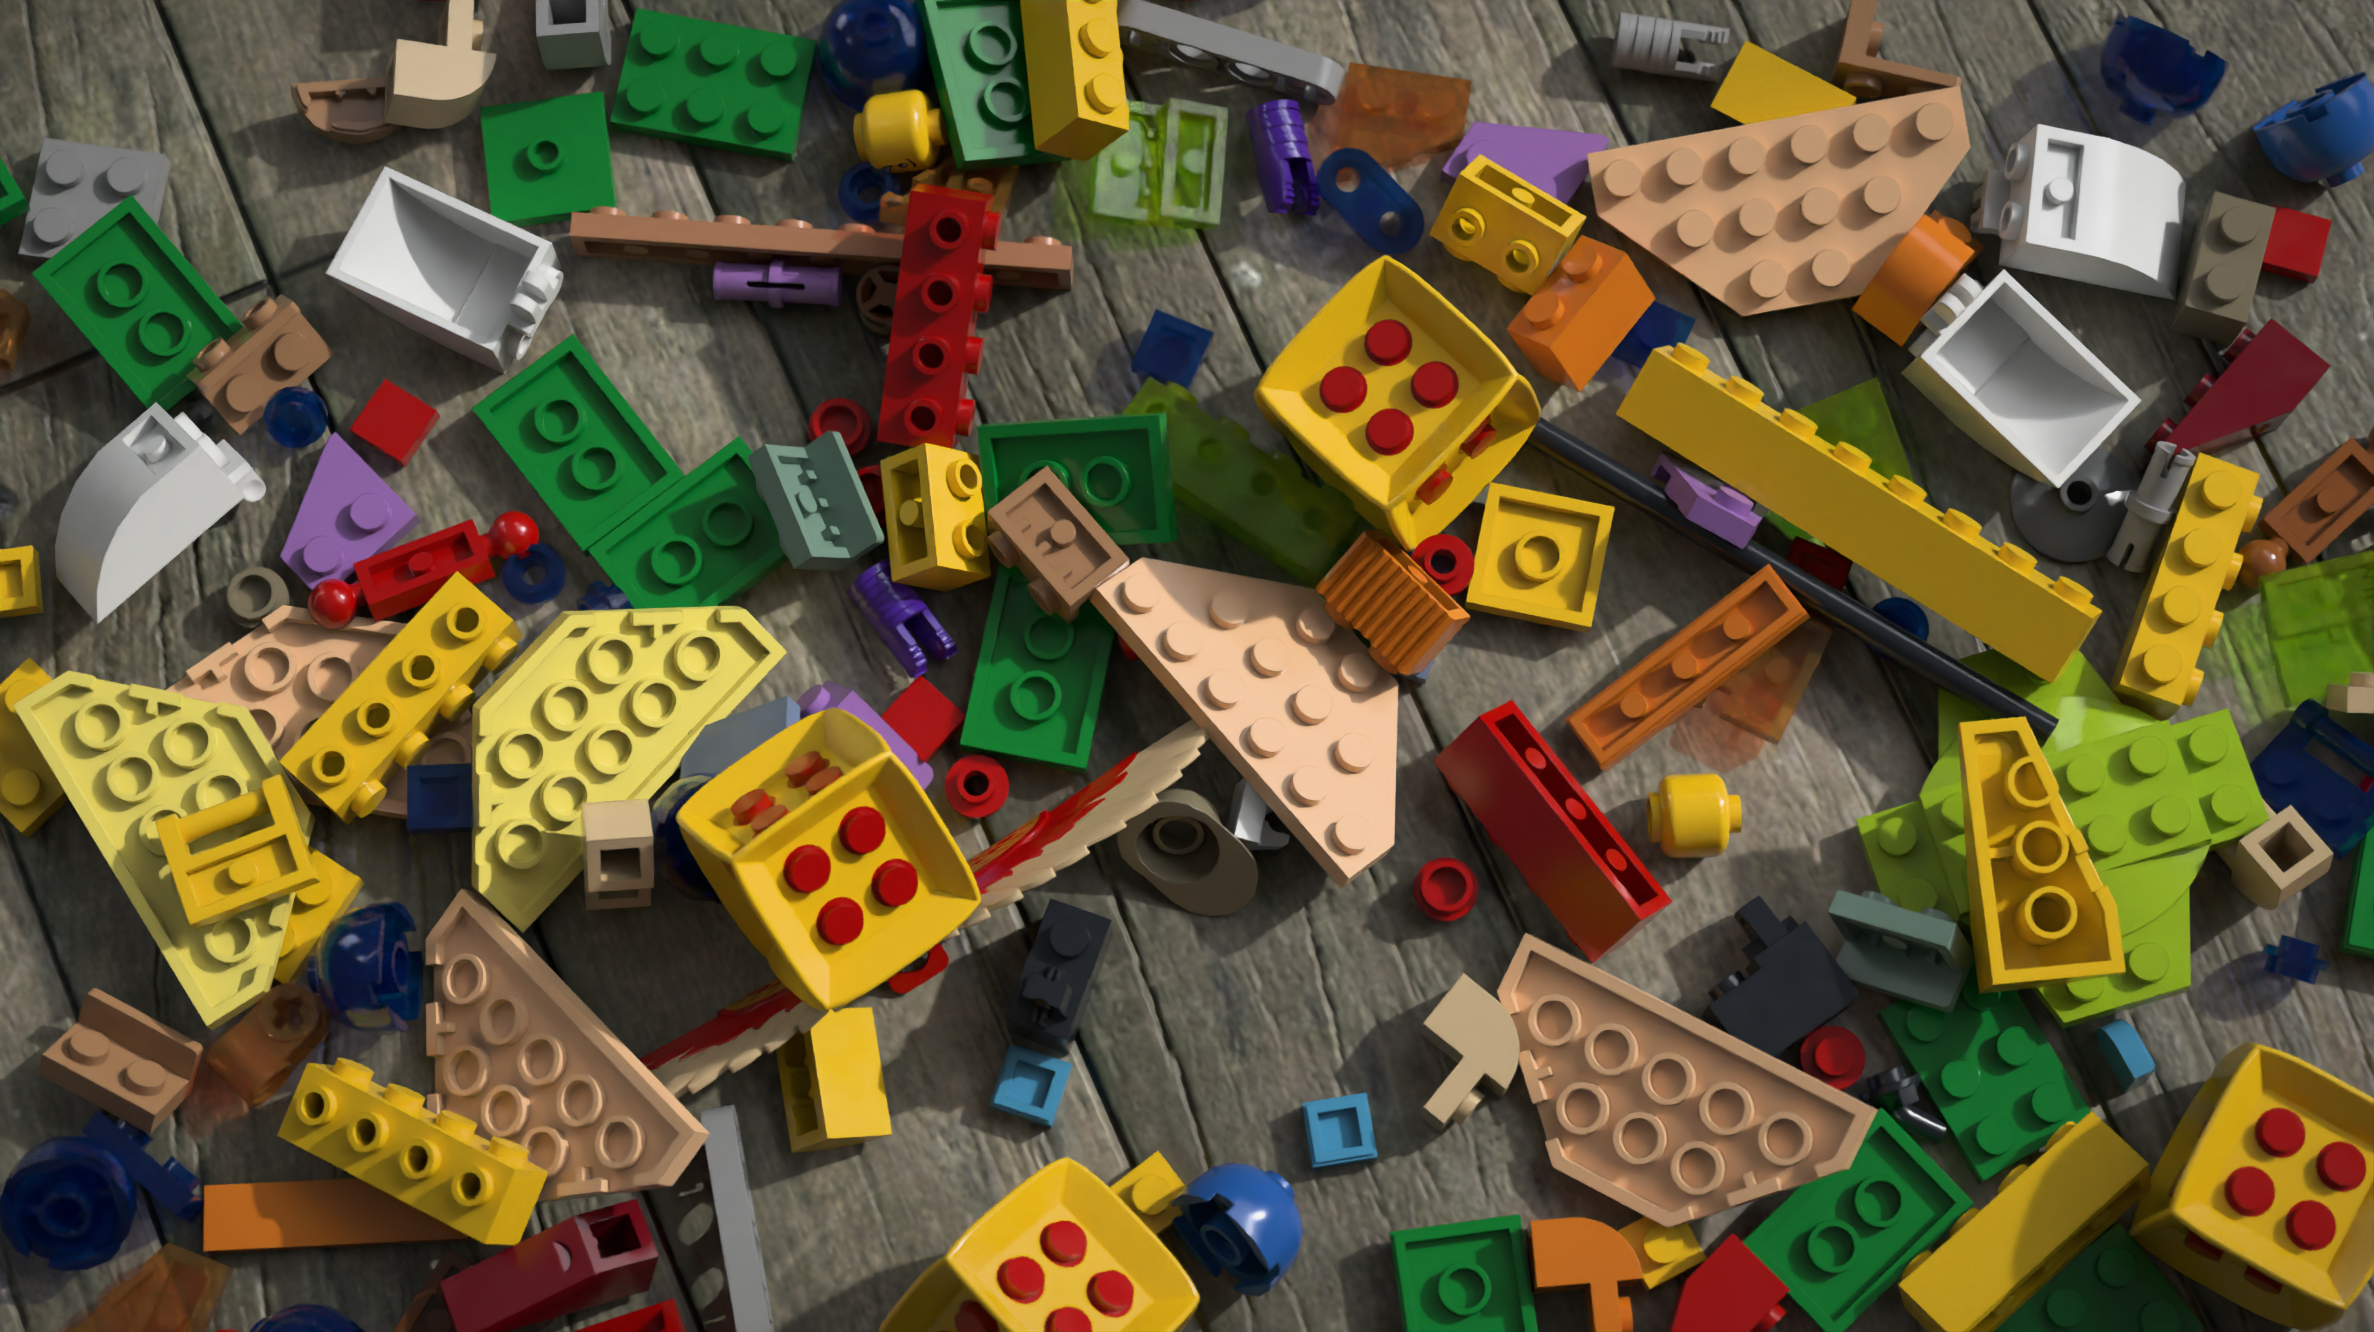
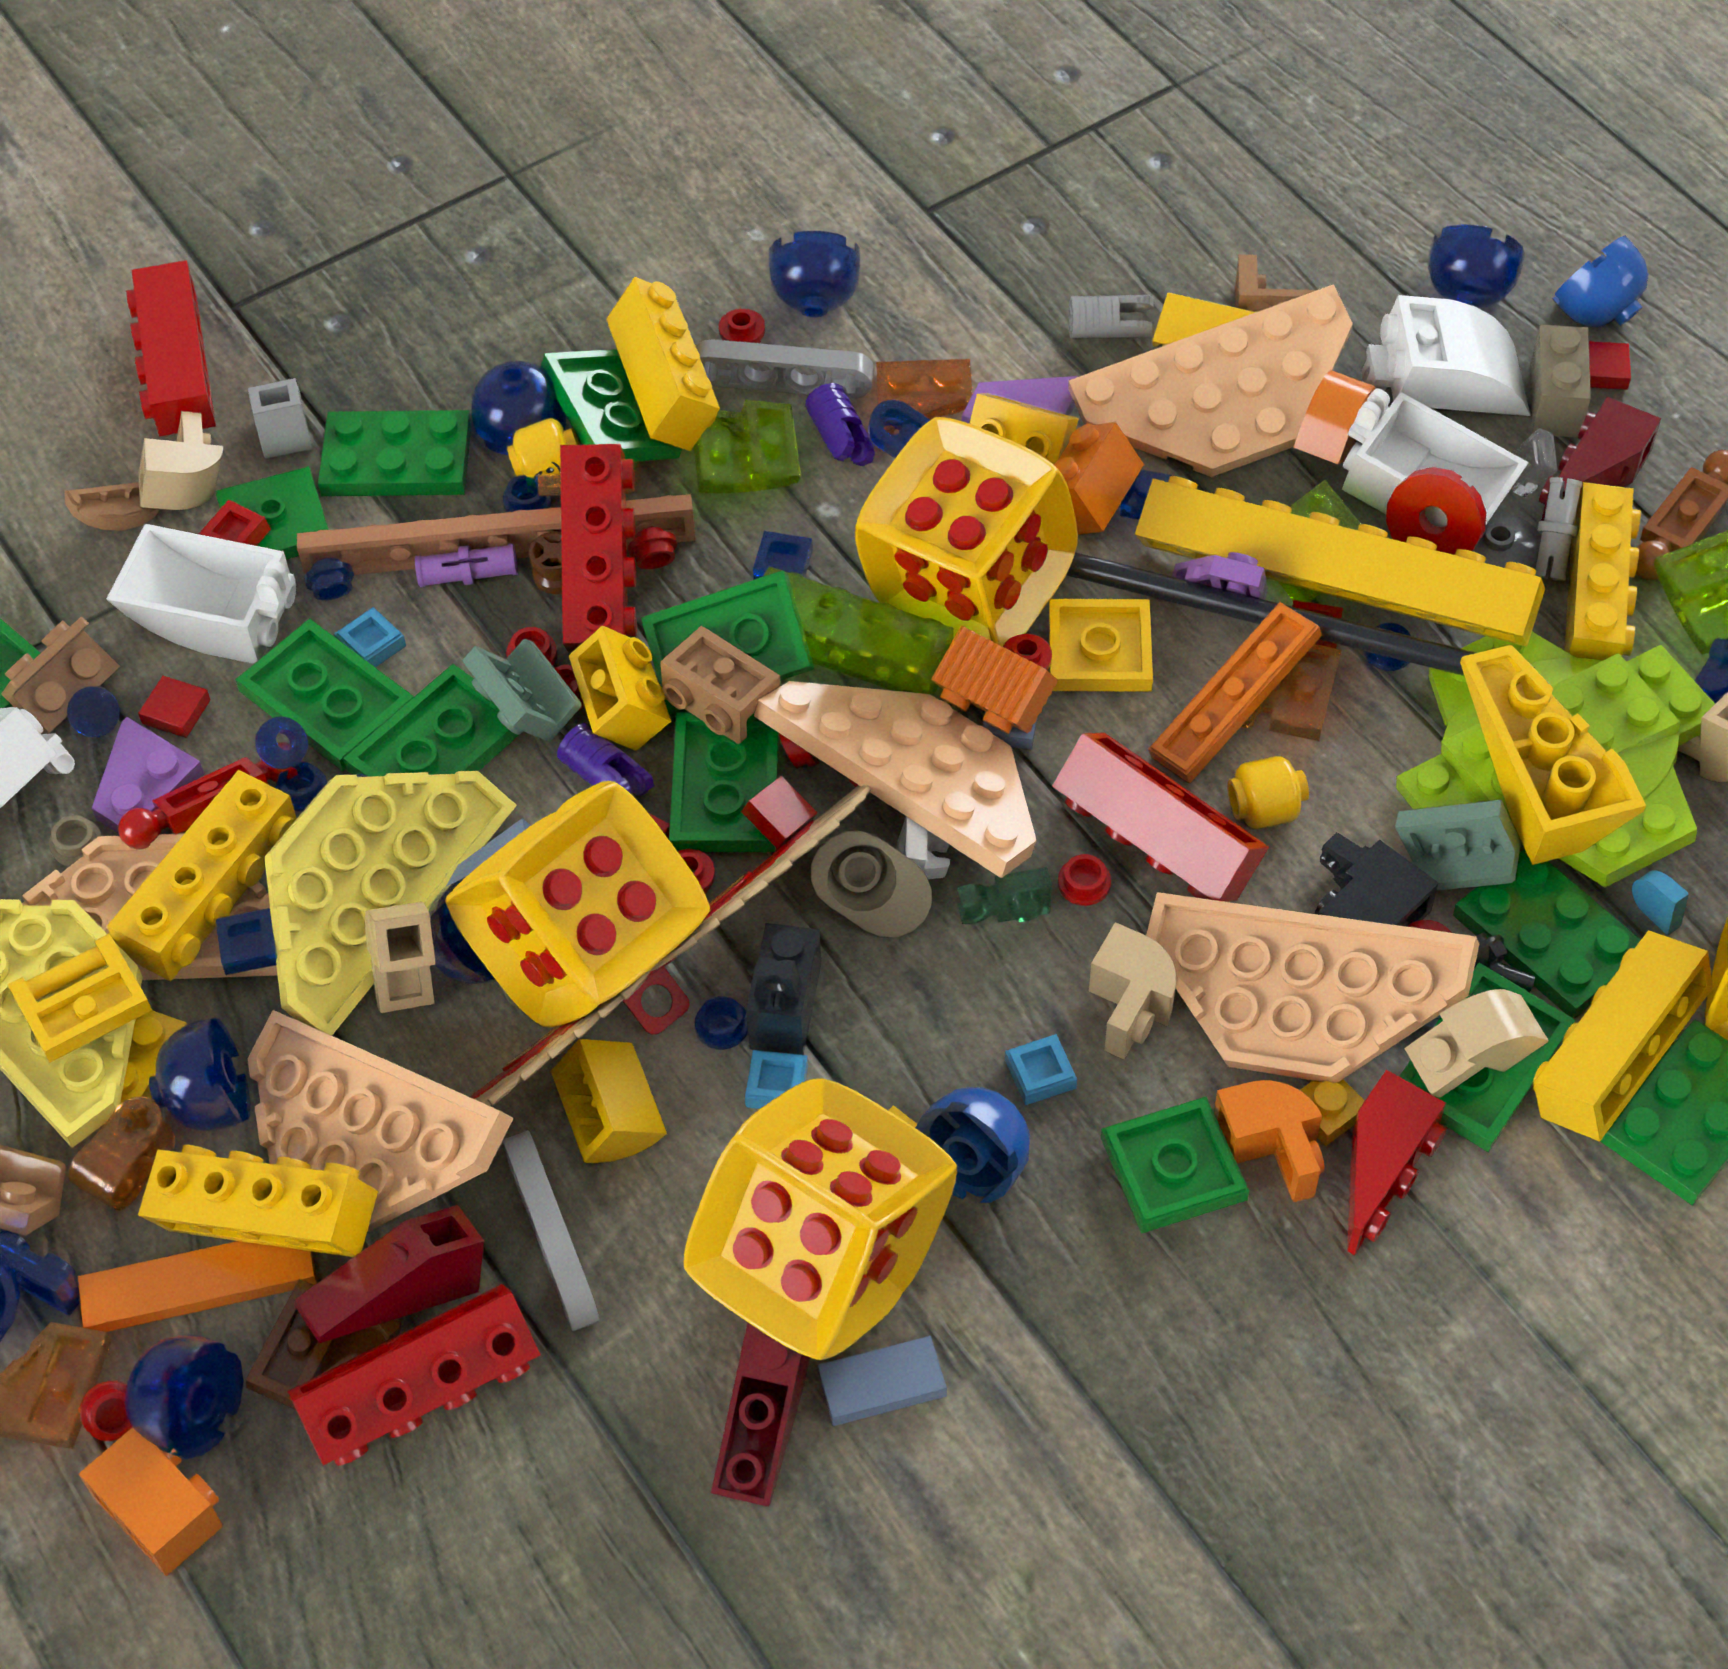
camera: 10 degrees left, 20 degrees down
(496, 181) = (237, 525): none -> red tile
(500, 514) = (270, 751): none -> clear blue plate
(605, 273) = (329, 579): none -> clear blue plate
(644, 368) = (372, 637): none -> dark azure tile
(980, 999) = (721, 1023): none -> clear blue plate
(1014, 304) = (653, 548): none -> red plate
(1097, 735) = (779, 812): none -> tile
(1360, 902) = (1014, 897): none -> clear green plate
(1844, 1224) = (1476, 1033): none -> tan brick
(1975, 473) = (1443, 490): none -> red tile
(2158, 384) = (1541, 455): none -> clear tile

